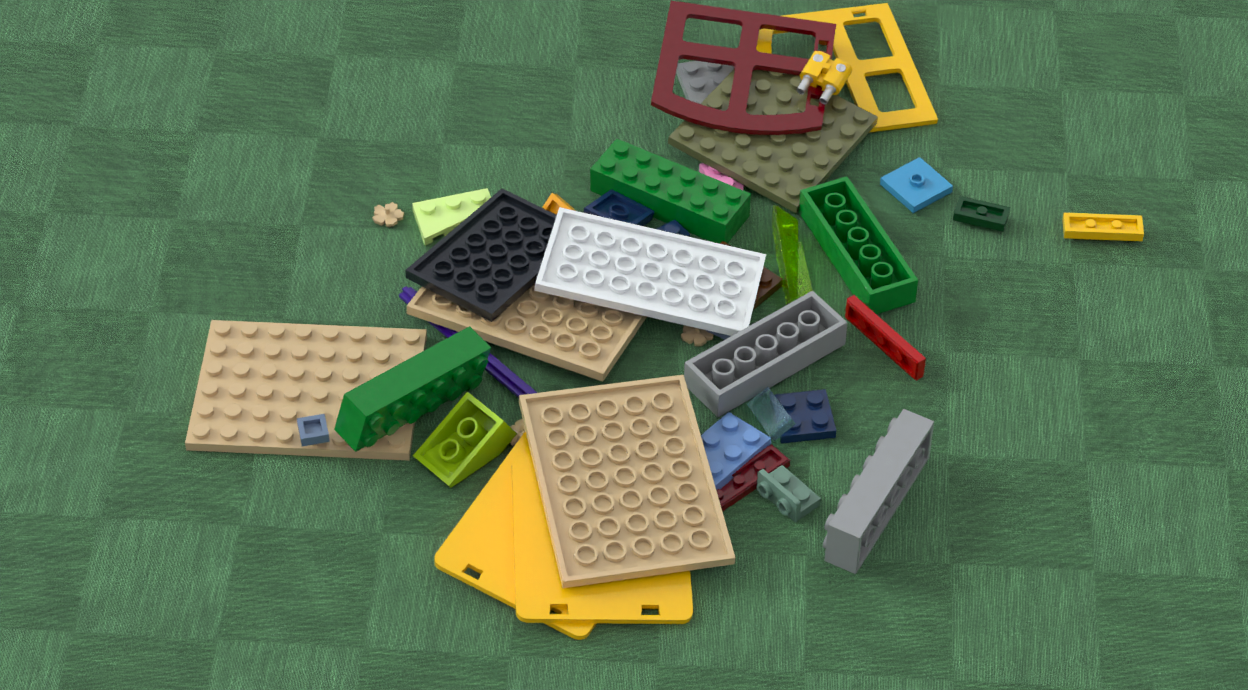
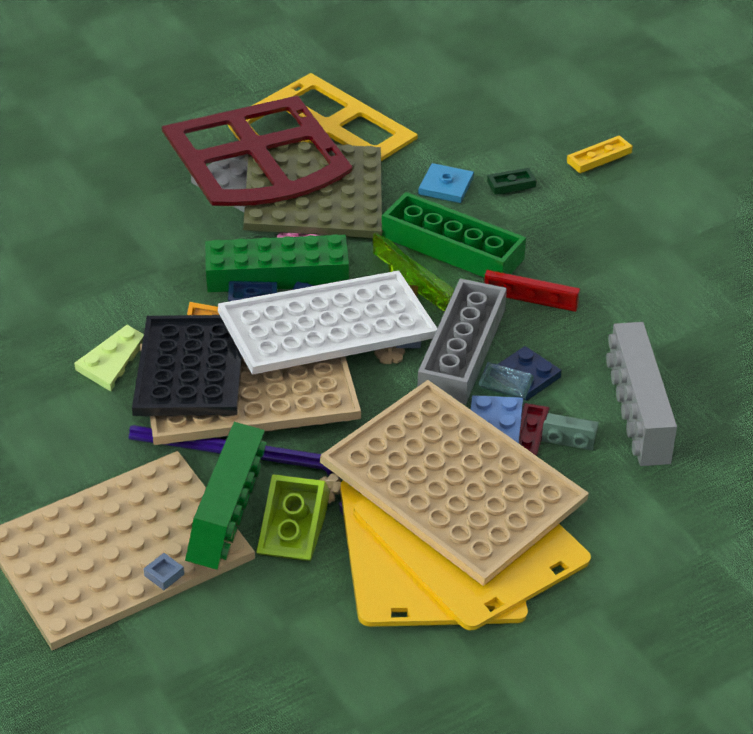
camera: 35 degrees left, 5 degrees down
(389, 215) = (58, 382): tan plant -> none
(826, 73) = (326, 128): yellow piece -> none

